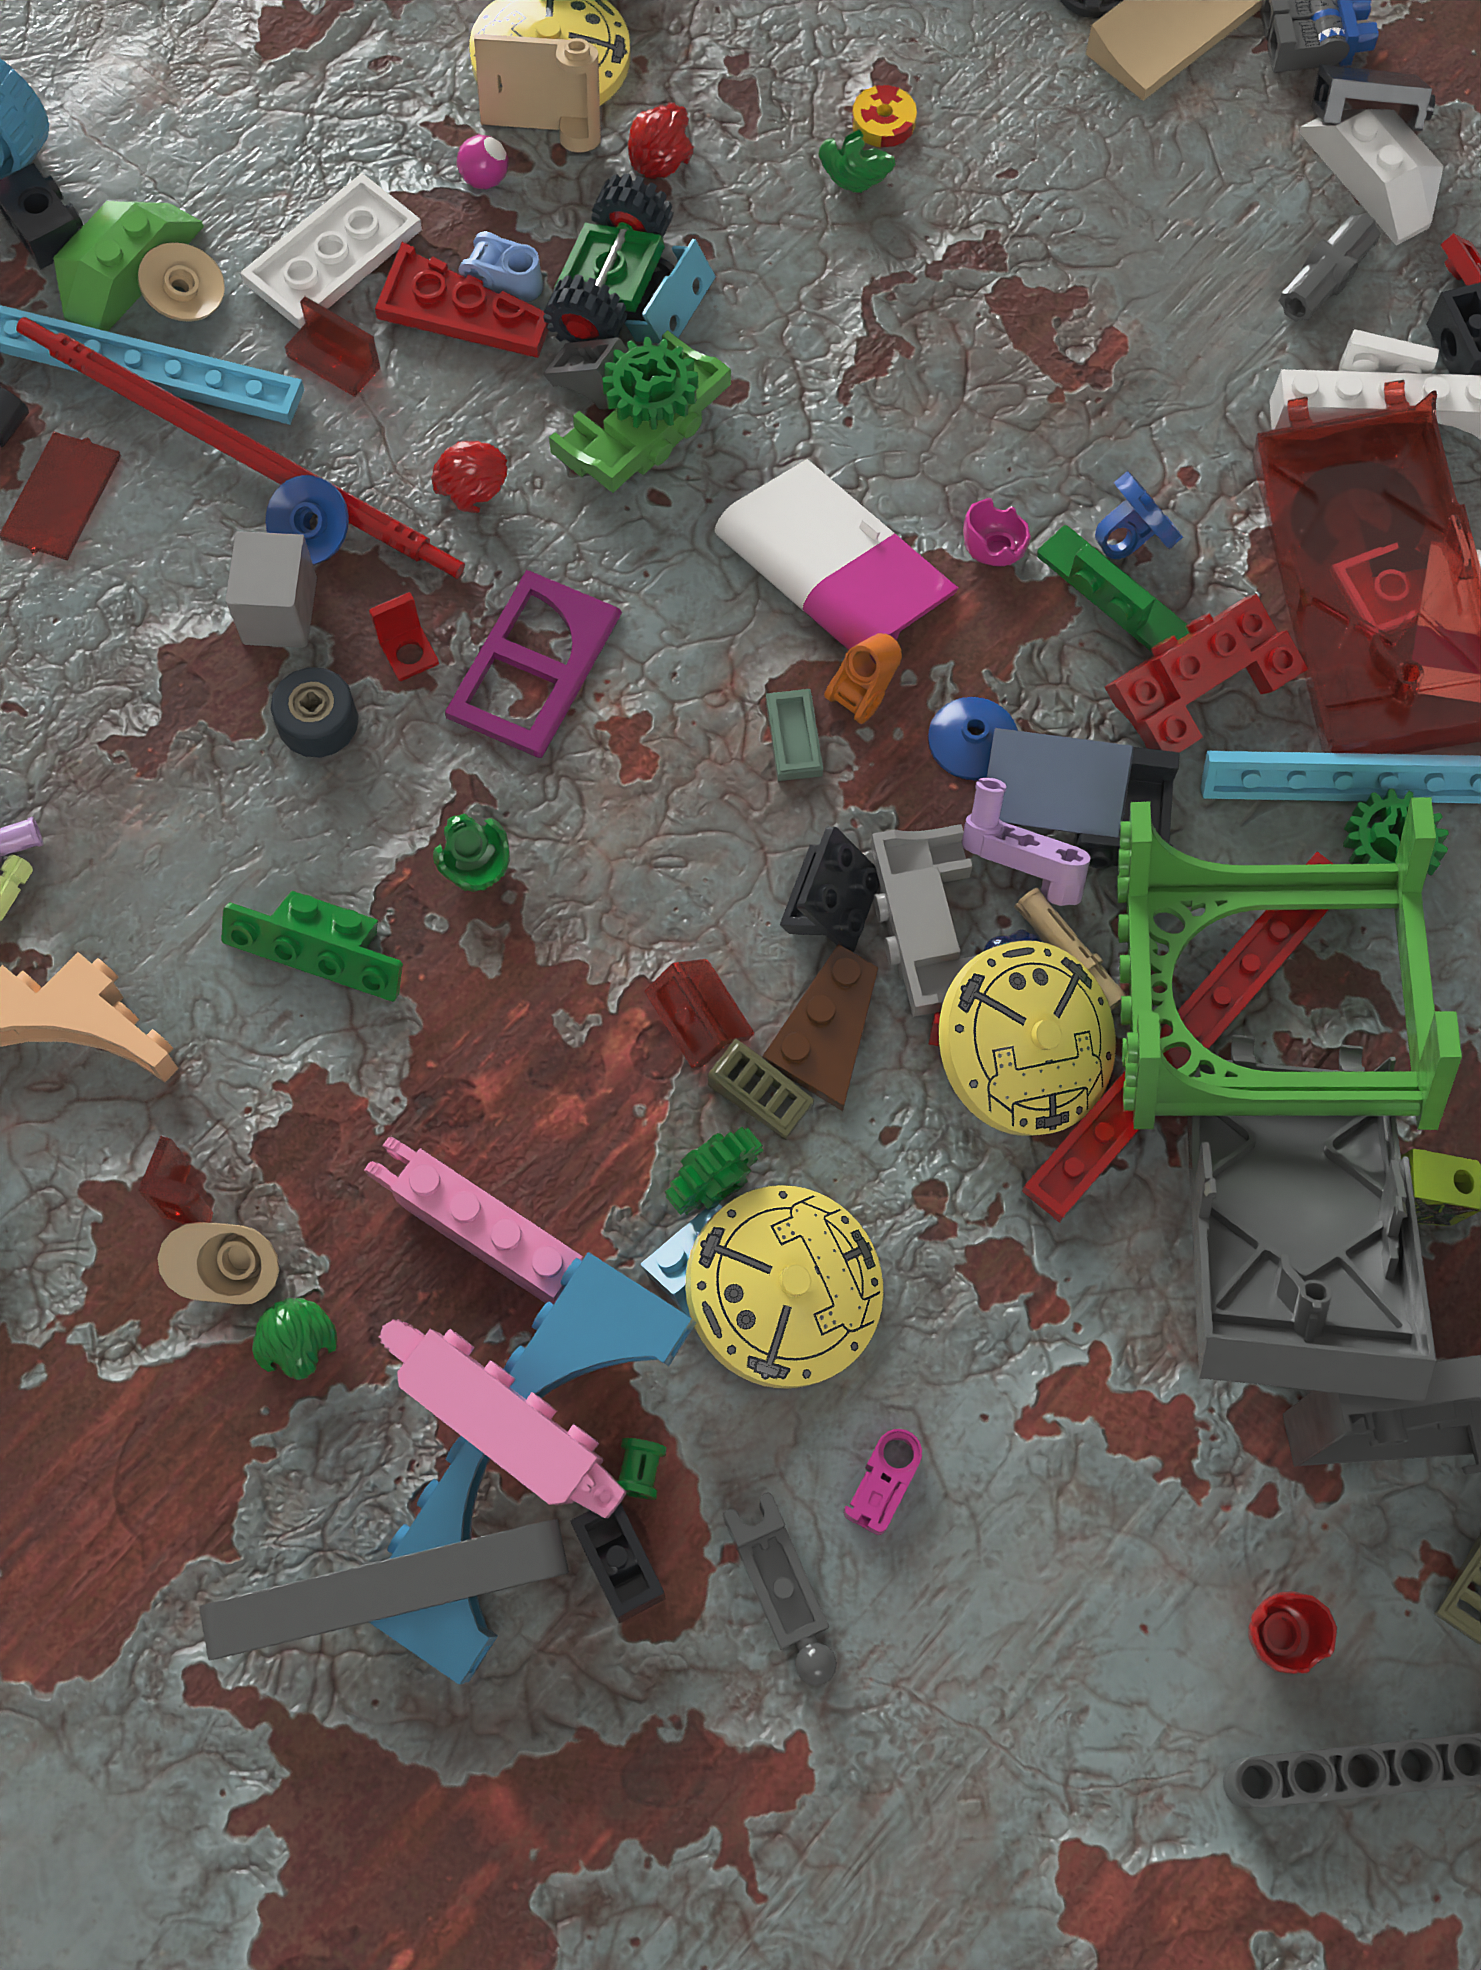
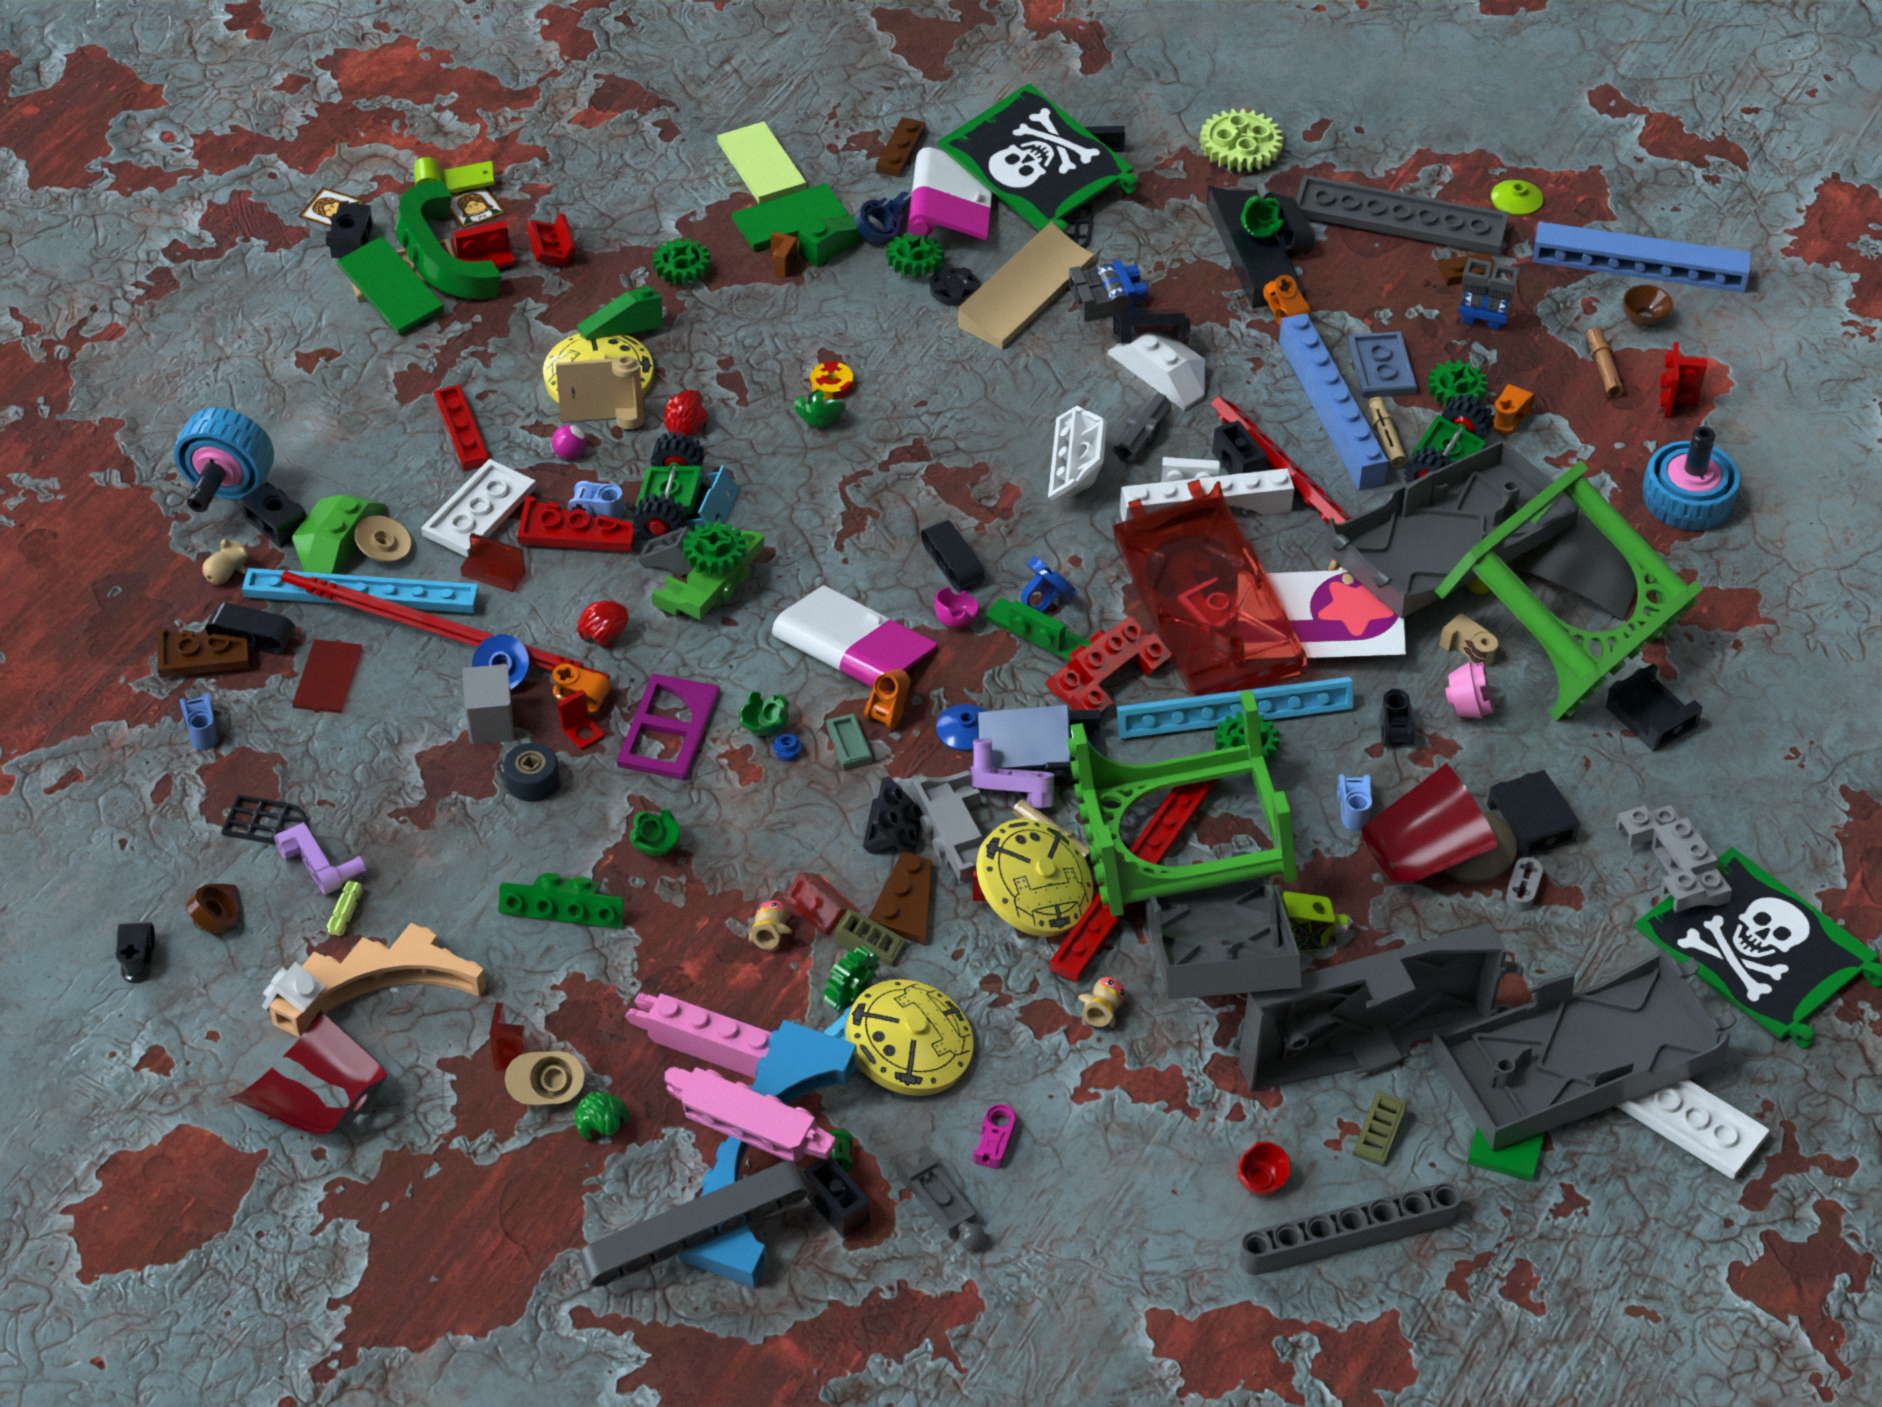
camera: 10 degrees left, 20 degrees down
(336, 112) = (461, 427): none -> red tile
(407, 570) = (593, 684): none -> orange piece
(613, 1036) = (769, 925): none -> tan animal
(673, 674) = (764, 716): none -> green hair
(702, 740) = (787, 747): none -> blue plate
(1007, 441) = (952, 555): none -> black beam
(1099, 1268) = (1105, 999): none -> tan animal
(1224, 297) = (1076, 452): none -> white wedge

